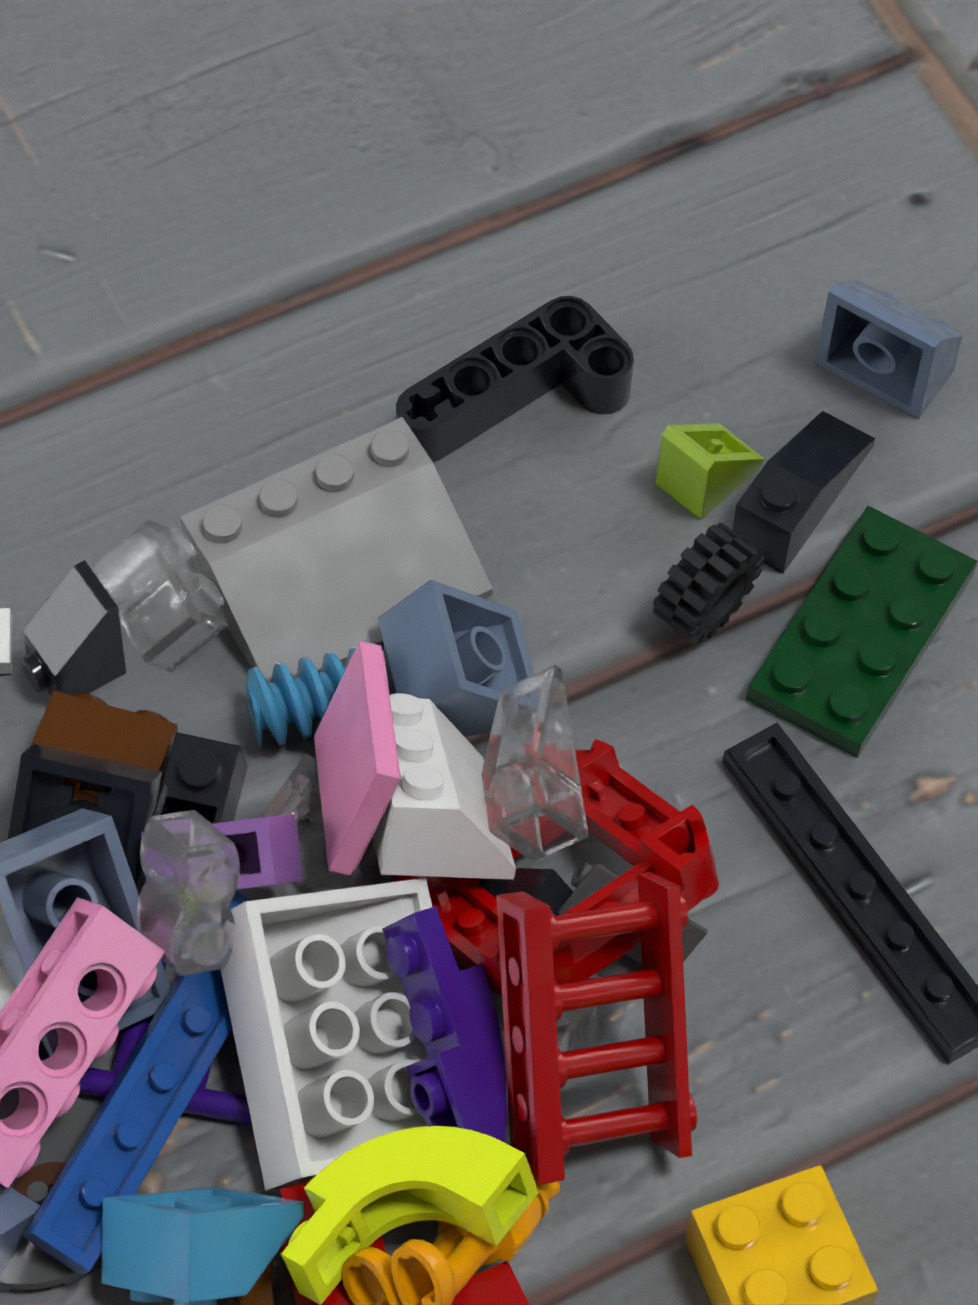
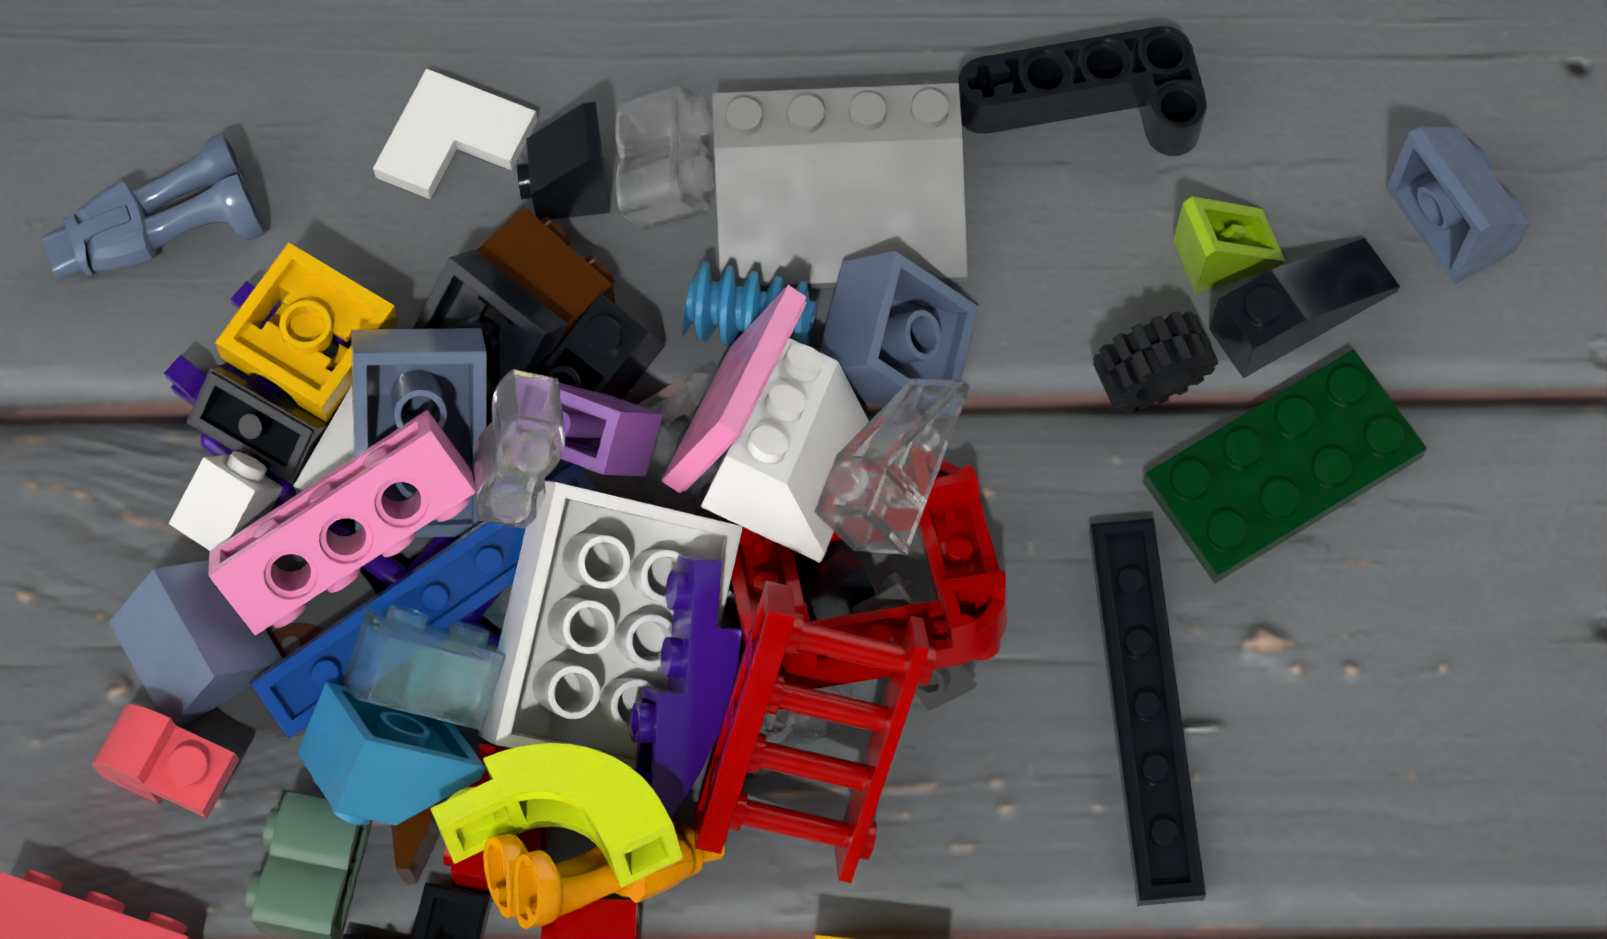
camera: 30 degrees right, 10 degrees up
(190, 1142) = (424, 667): none -> clear light blue brick

